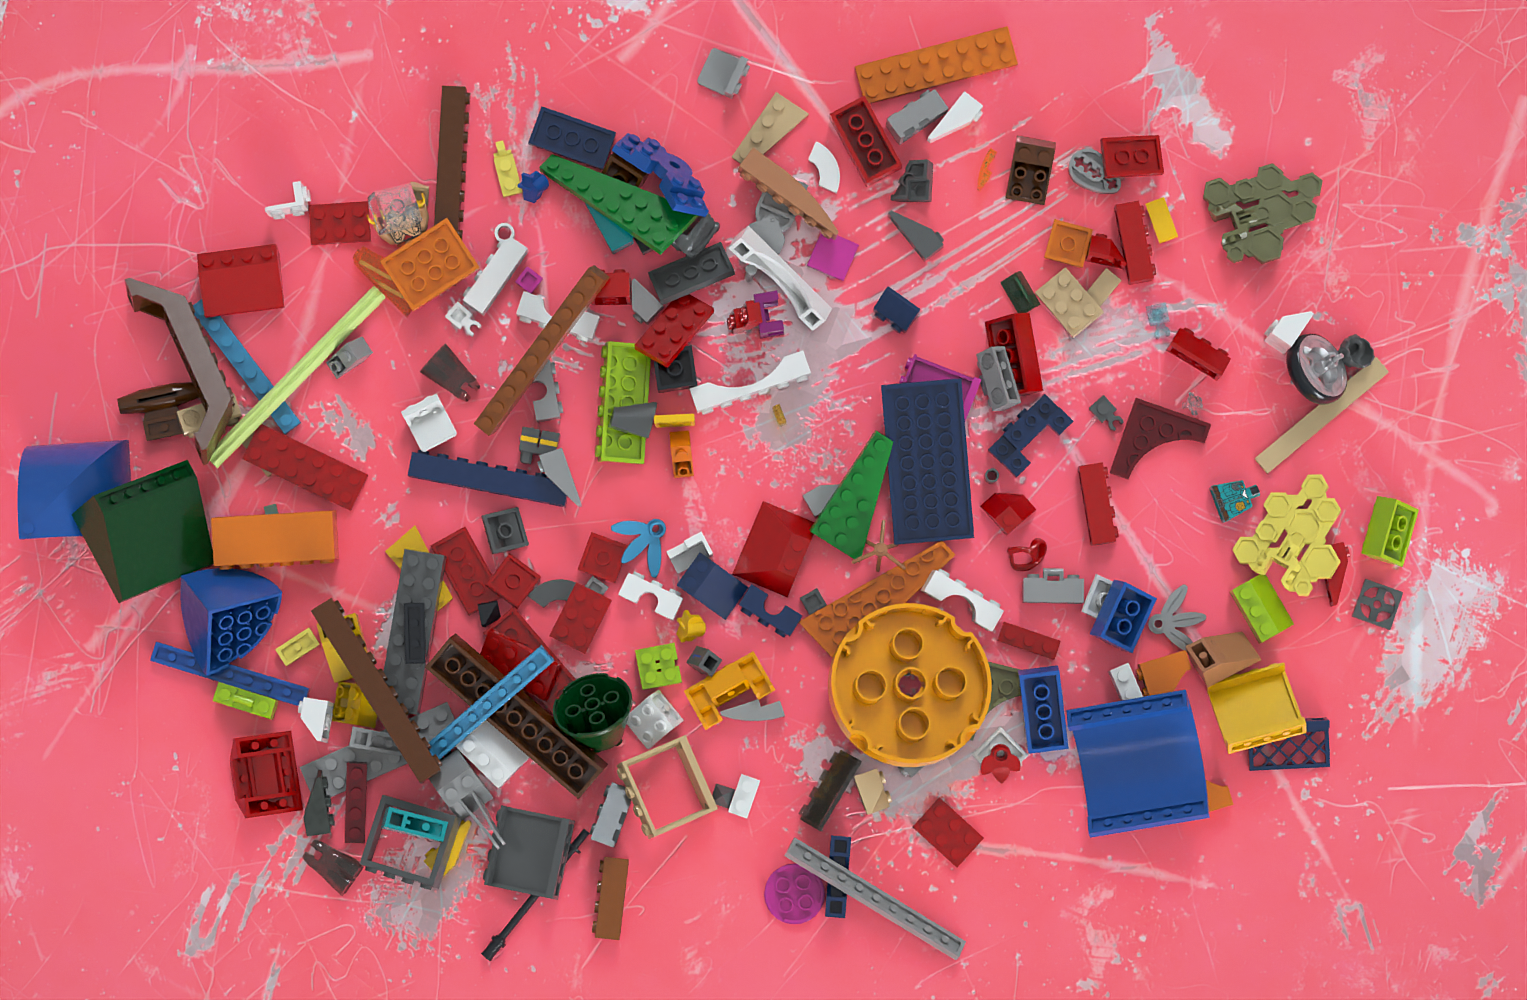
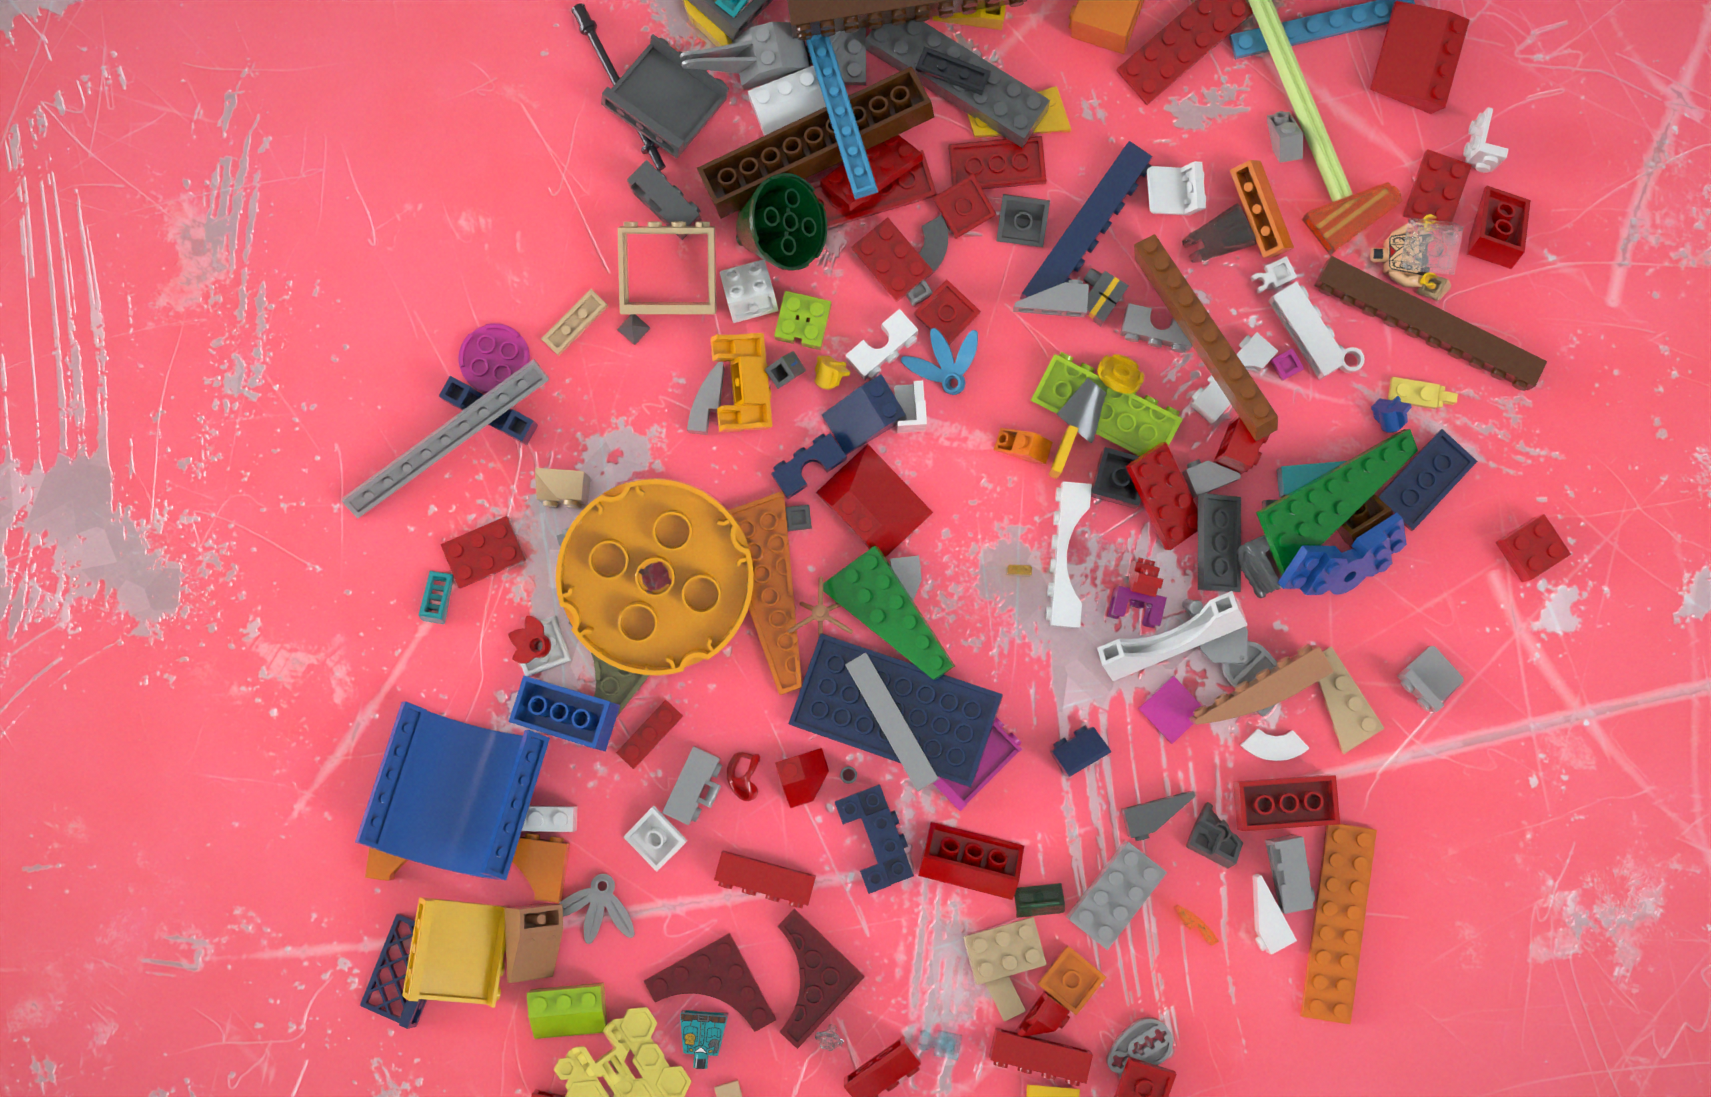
camera: 115 degrees right, 0 degrees up
(349, 163) = (1500, 228): none -> red slope
(416, 350) = (1261, 208): none -> orange brick
(430, 264) = (1352, 260): orange plate -> none
(489, 612) = (941, 166): black slope -> none
(590, 37) = (1533, 548): none -> red brick
(593, 403) = (1120, 373): none -> yellow tile
(612, 898) = (577, 163): dark orange brick -> none
(737, 844) = (575, 322): none -> tan tile
(744, 796) = (622, 351): white plate -> none
(830, 790) = (583, 442): clear smoke slope -> none
(938, 459) = (892, 722): none -> light grey tile
(984, 612) = (749, 662): white arch -> none
(990, 237) = (1116, 894): none -> light grey brick
(997, 378) = (953, 830): light grey piece -> none
(1015, 846) = (442, 609): none -> teal slope
(1030, 170) = (1173, 975): reddish brown slope -> none
(1104, 410) = (866, 934): dark grey plate -> none
(1123, 616) = (626, 849): blue brick -> none
(1183, 508) = (718, 973): none -> dark red plate

